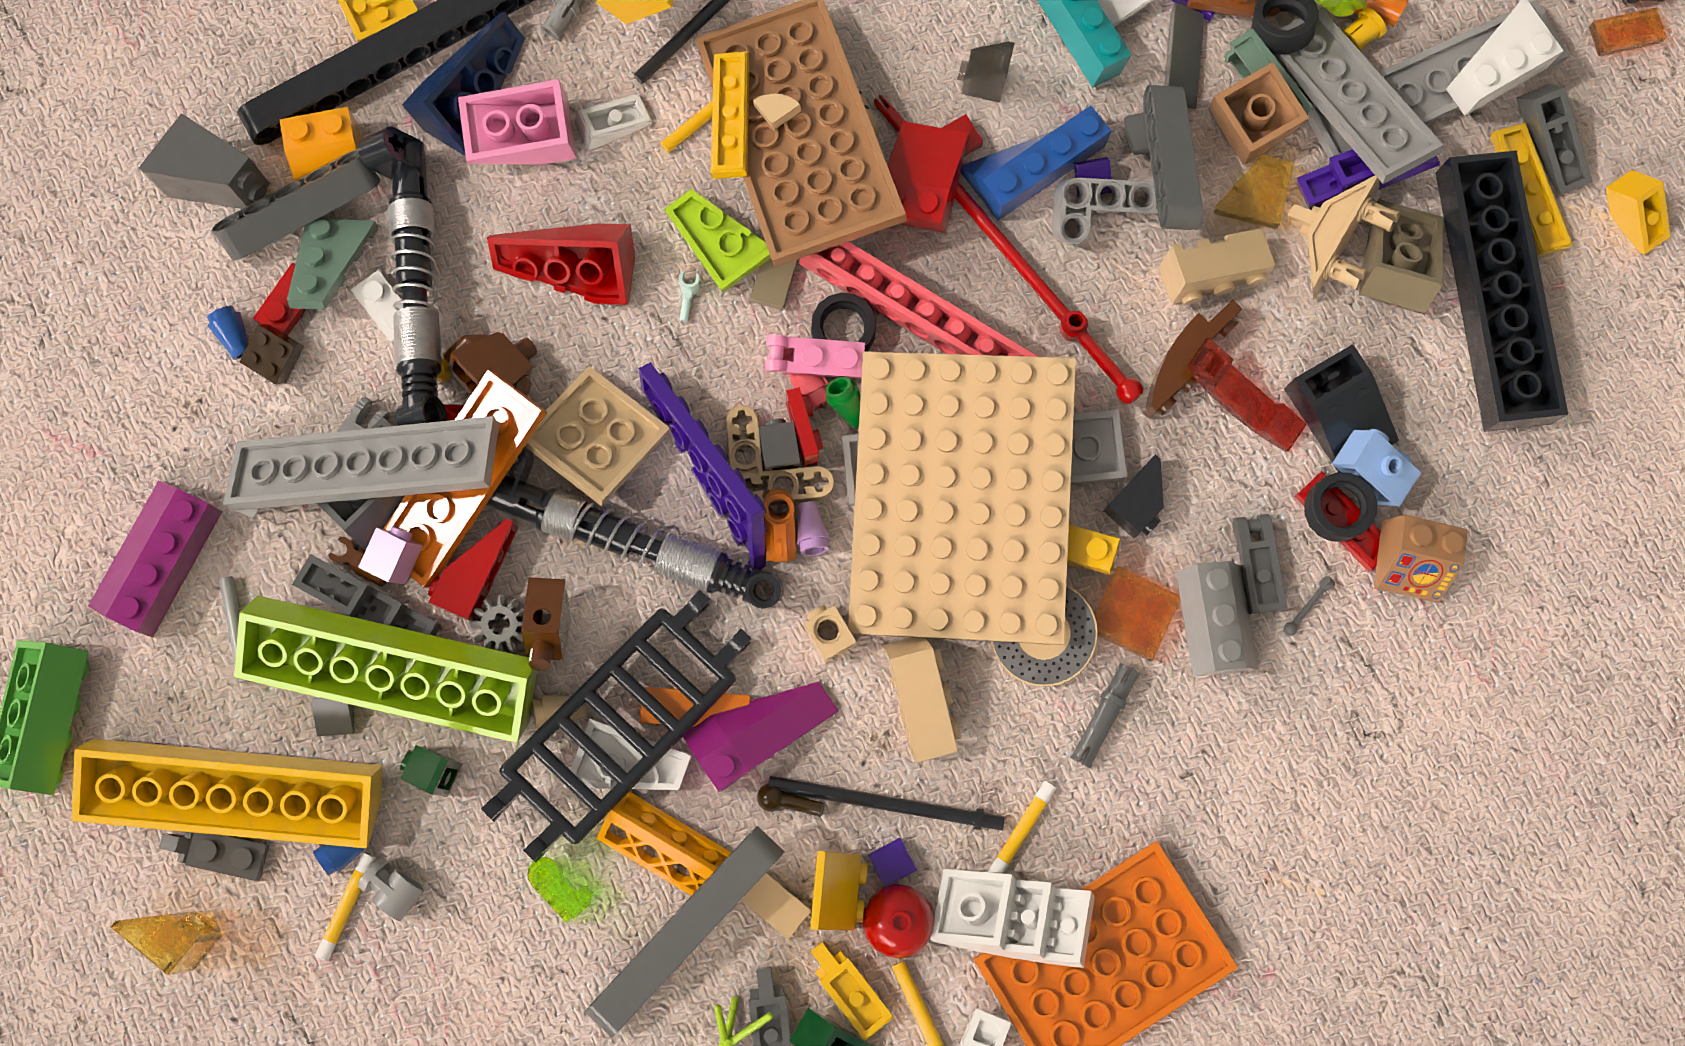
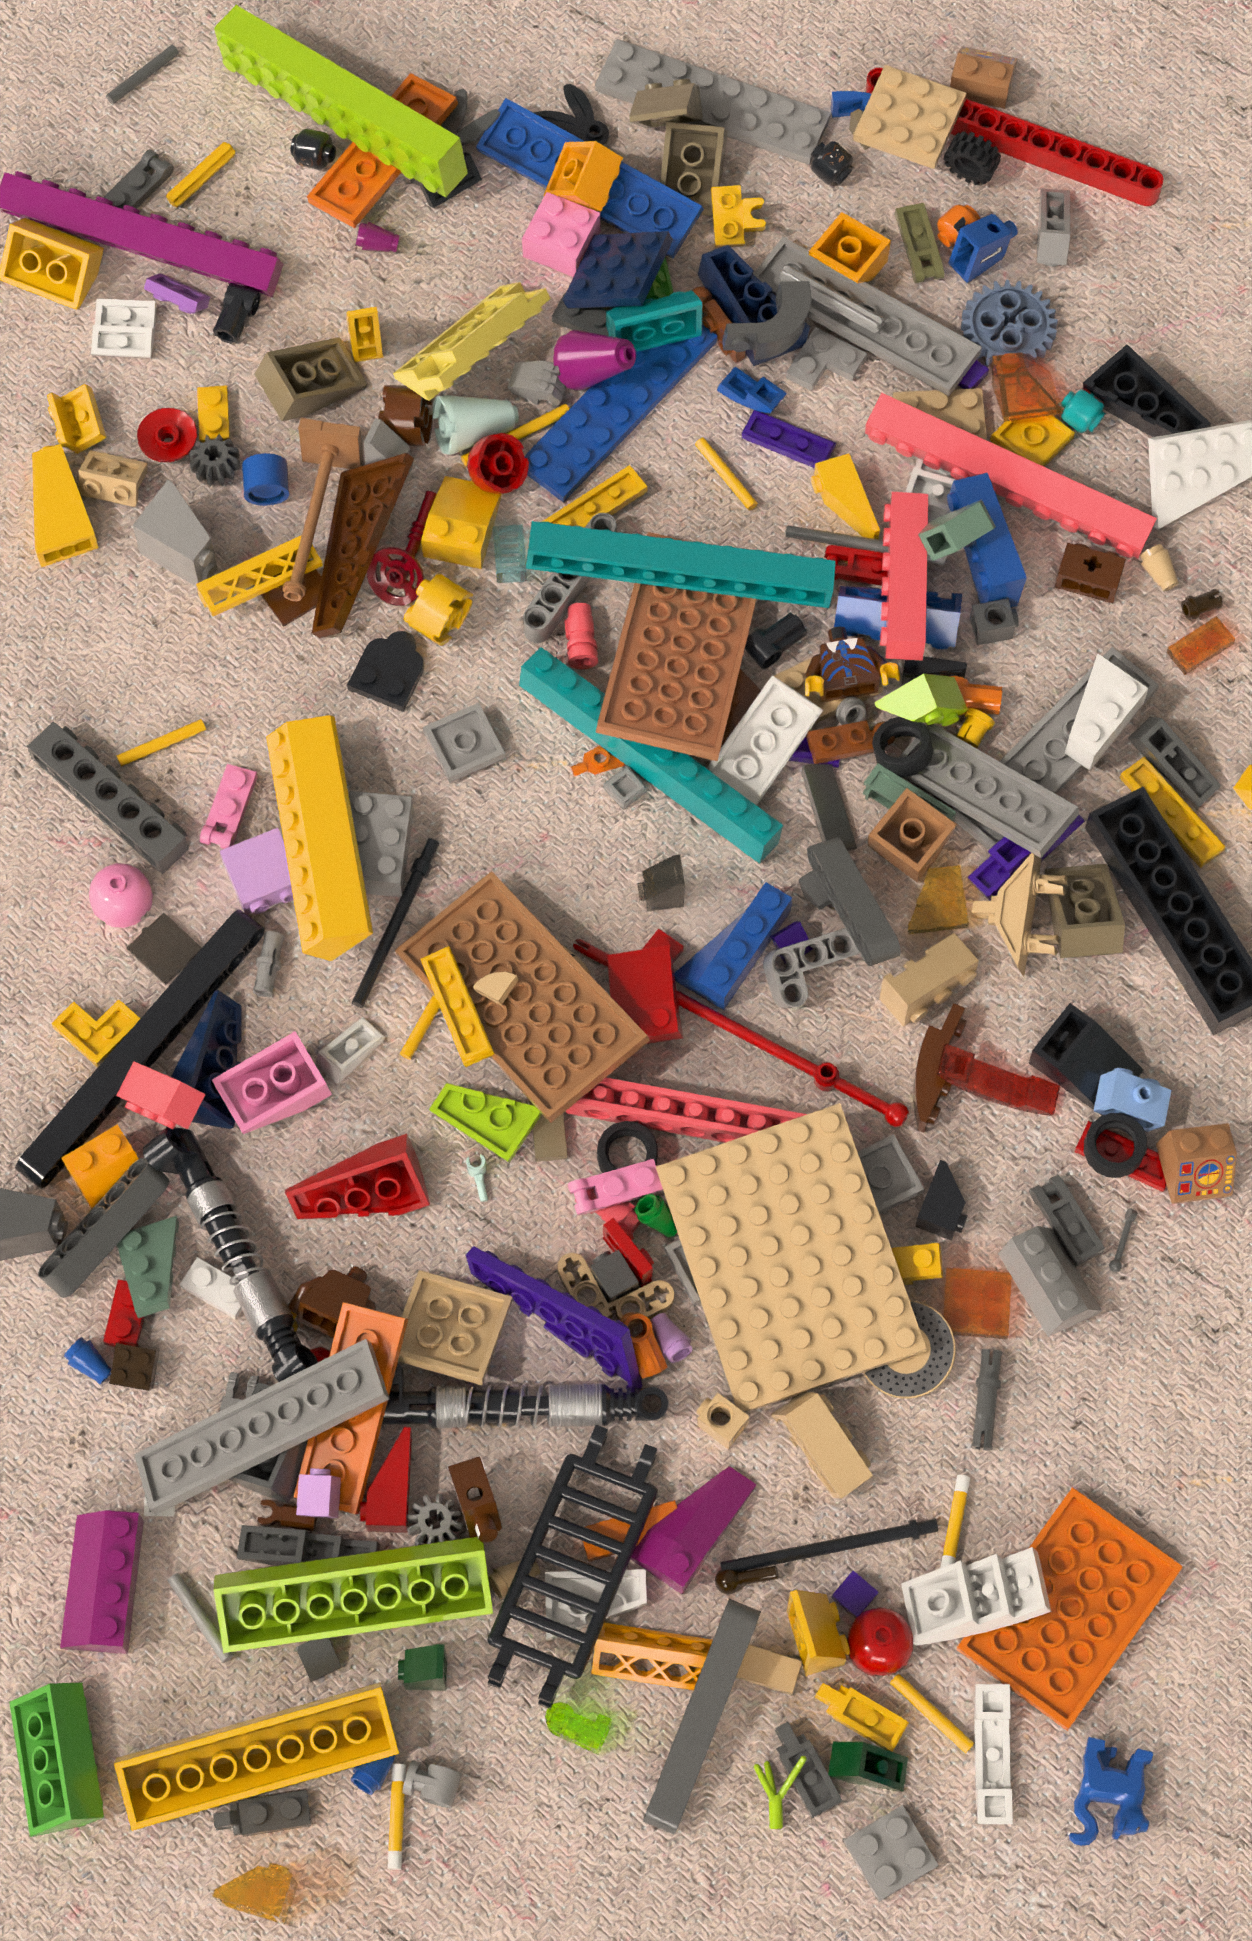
camera: 15 degrees left, 10 degrees down
(397, 94) = (159, 1097): none -> coral brick

